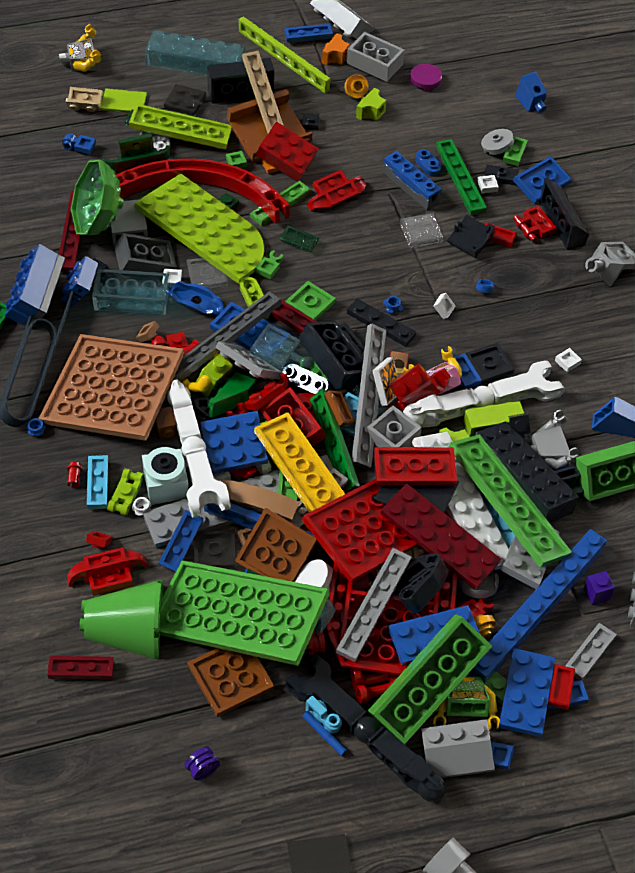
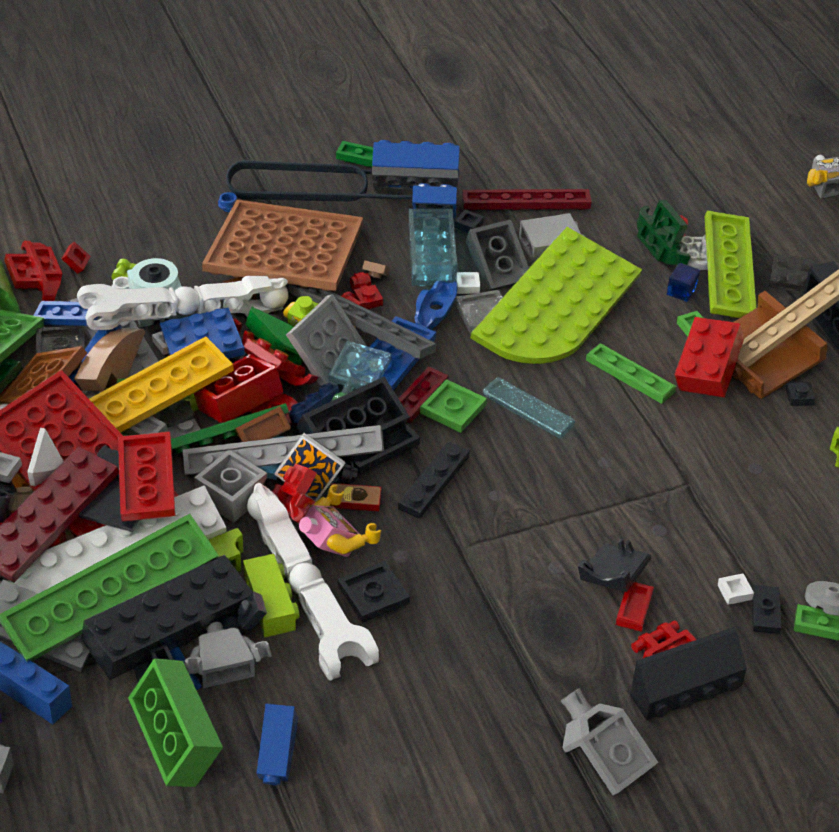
camera: 85 degrees right, 10 degrees down
(74, 470) = (165, 234): red pin -> none
(82, 144) = (675, 191): blue plate -> none
(84, 99) = (753, 186): tan bracket -> none
(95, 198) = (549, 184): rock -> none
(97, 482) = (164, 249): medium azure plate -> none
(122, 100) = (771, 223): lime piece -> none
(190, 151) = (683, 282): none -> clear blue brick
(209, 173) = (656, 283): red piece -> none
(229, 201) = (614, 323): dark green plate -> none
(253, 293) = (451, 354): lime plate -> none
(269, 266) = (509, 364): bright green plate -> none
(299, 238) = (565, 390): clear green plate -> none
(311, 262) = (529, 407): none -> clear light blue tile
(334, 190) = (669, 422): red plate -> none
(392, 534) = (44, 459): none -> white slope
(393, 304) = (466, 488): blue plate -> none
(411, 180) = (709, 497): blue piece -> none
(421, 230) = (619, 517): clear plate -> none
(428, 162) = (766, 520): blue plate -> none
(444, 305) = (471, 539): white plate -> none
(461, 177) = (740, 556): green plate -> none
(469, 375) = (353, 562): blue plate -> none
(485, 286) = (522, 587): blue tile -> none
(532, 179) = (774, 659): blue tile -> none
(568, 360) = (392, 684): white plate -> none

